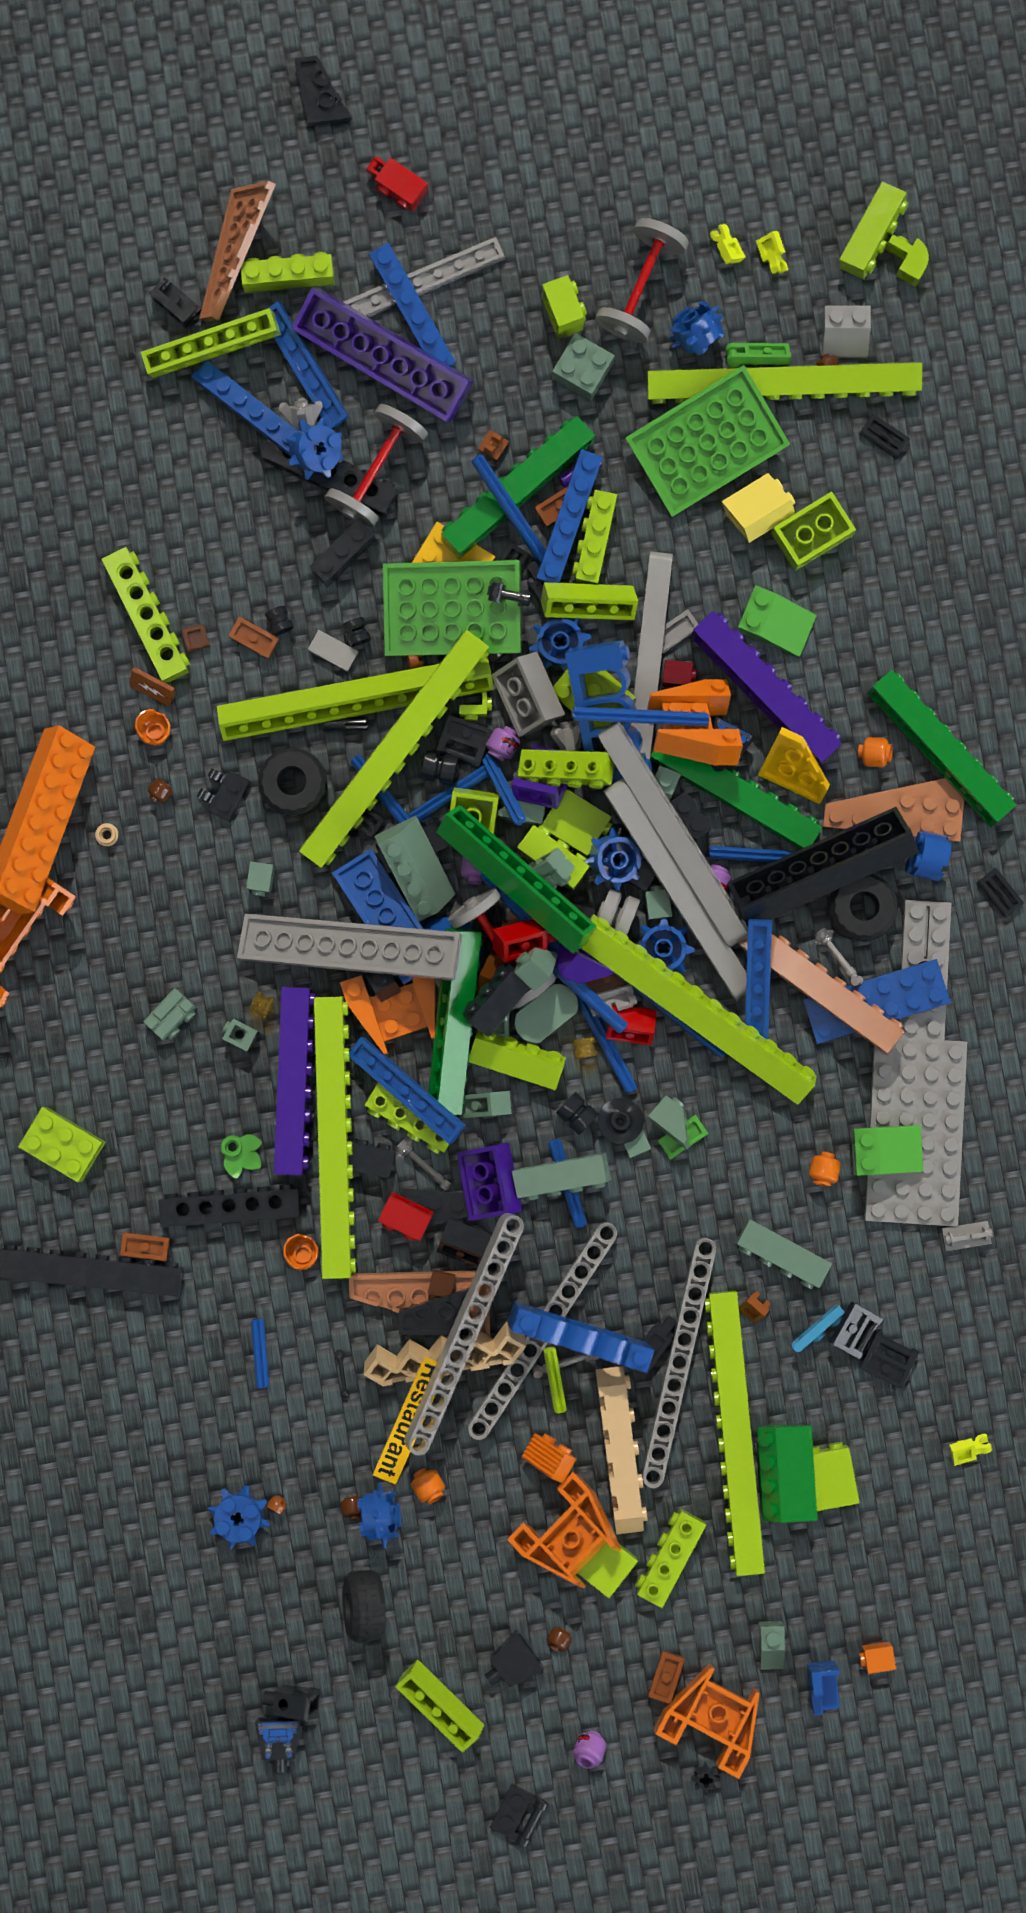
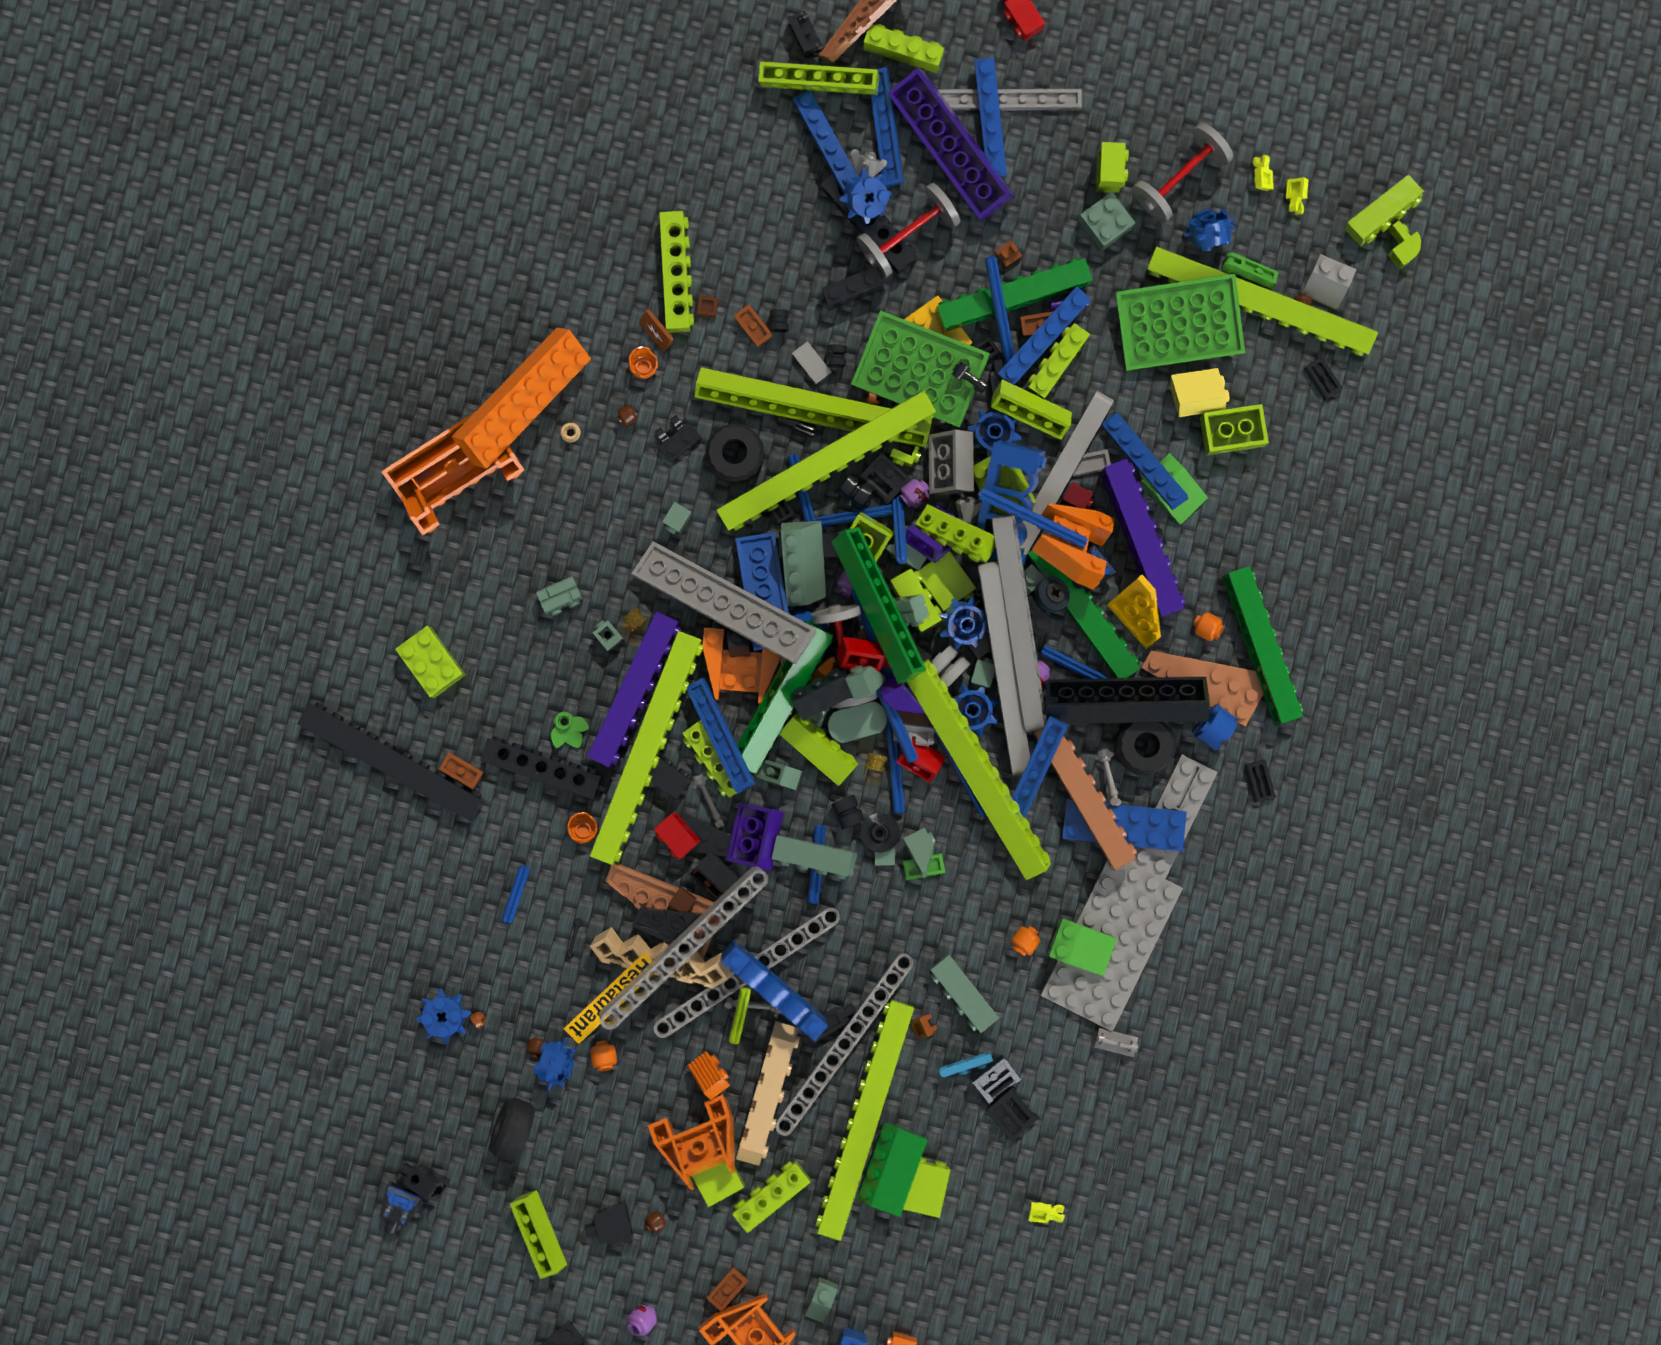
camera: 20 degrees right, 0 degrees up
(696, 797) = (1051, 601): none -> black wheel
(733, 605) = (1145, 461): none -> blue plate

